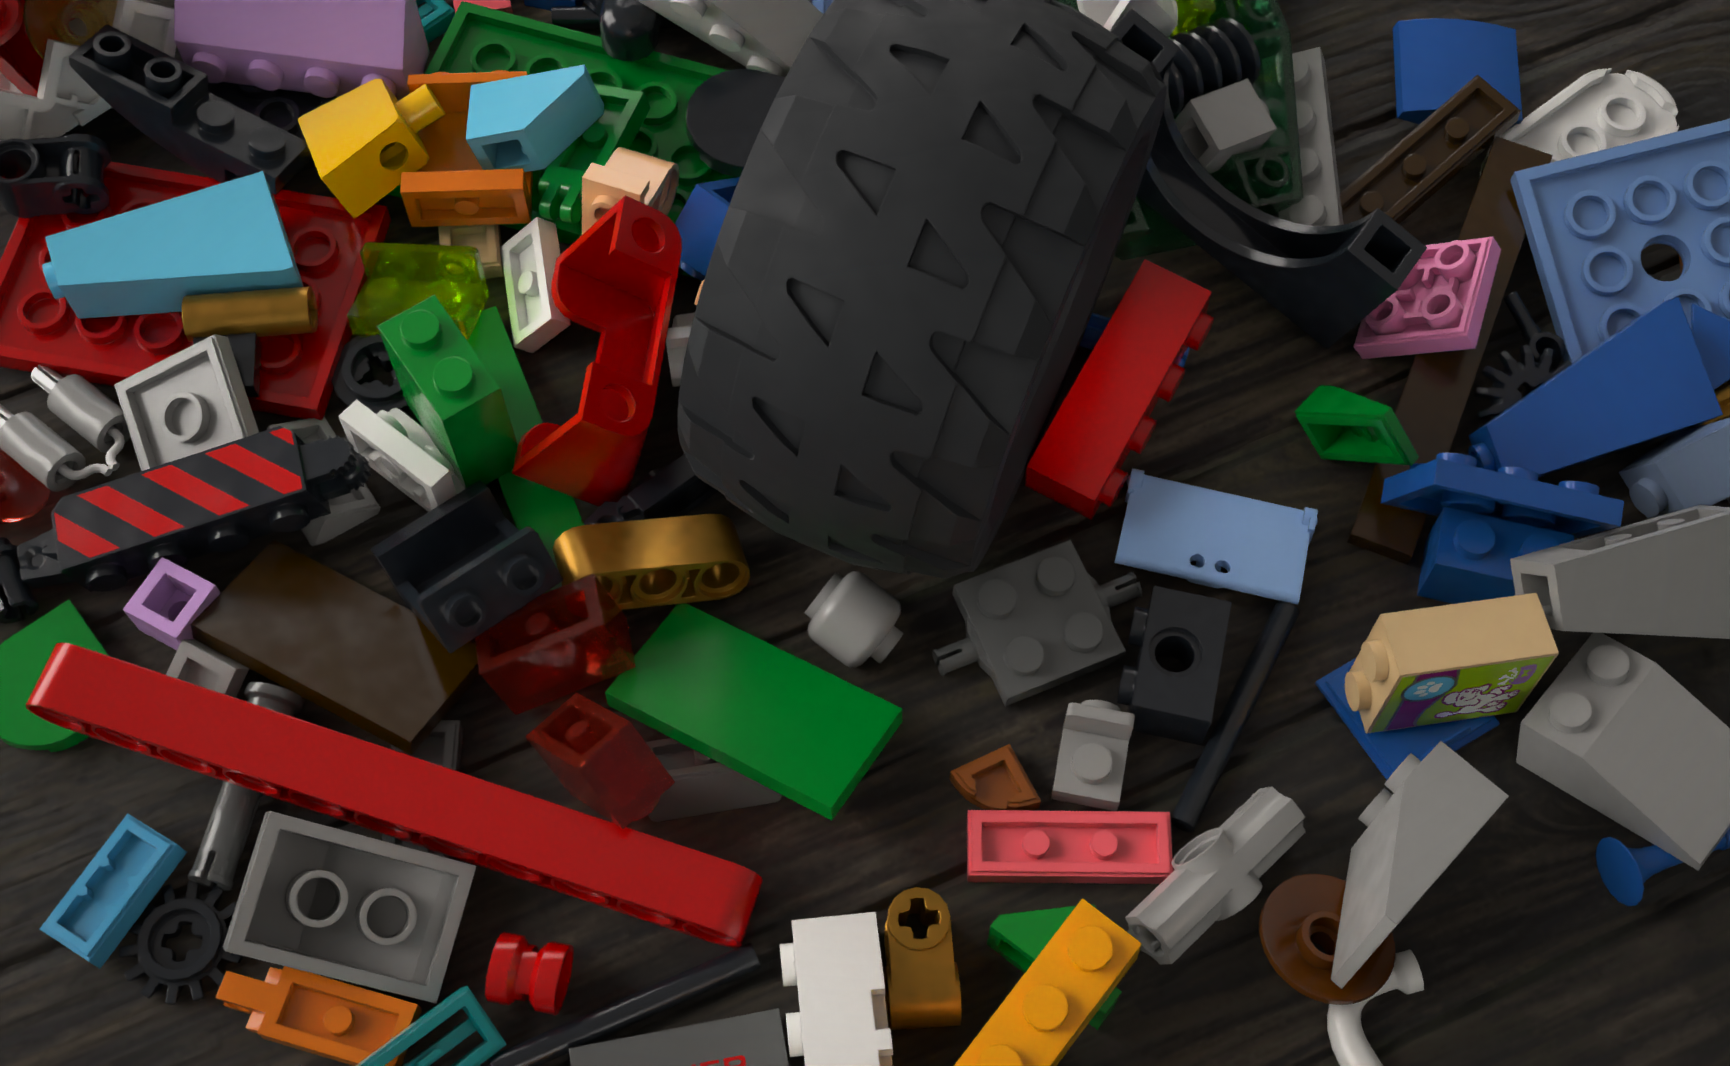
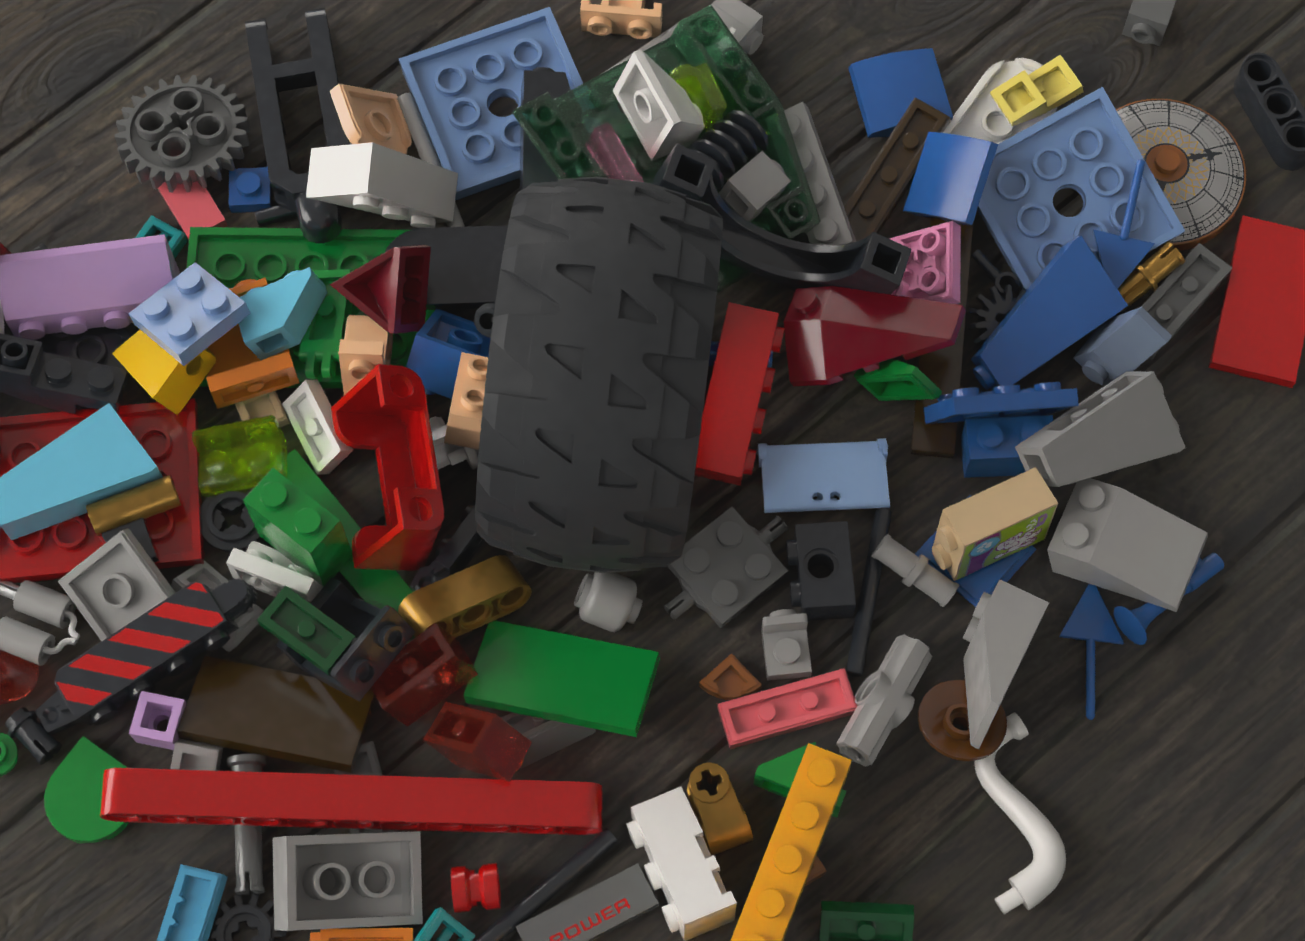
camera: 15 degrees left, 5 degrees up
(407, 83) = (189, 313): none -> medium blue plate
(410, 531) = (306, 630): none -> dark green plate
(685, 118) = (391, 288): none -> dark red slope
(1305, 339) = (852, 329): none -> dark red wedge
(1312, 702) = (915, 570): none -> light grey pin
(1504, 181) = (950, 177): none -> blue slope
(1562, 854) = (1091, 623): none -> blue piece
(1636, 113) = (1037, 93): none -> light yellow slope

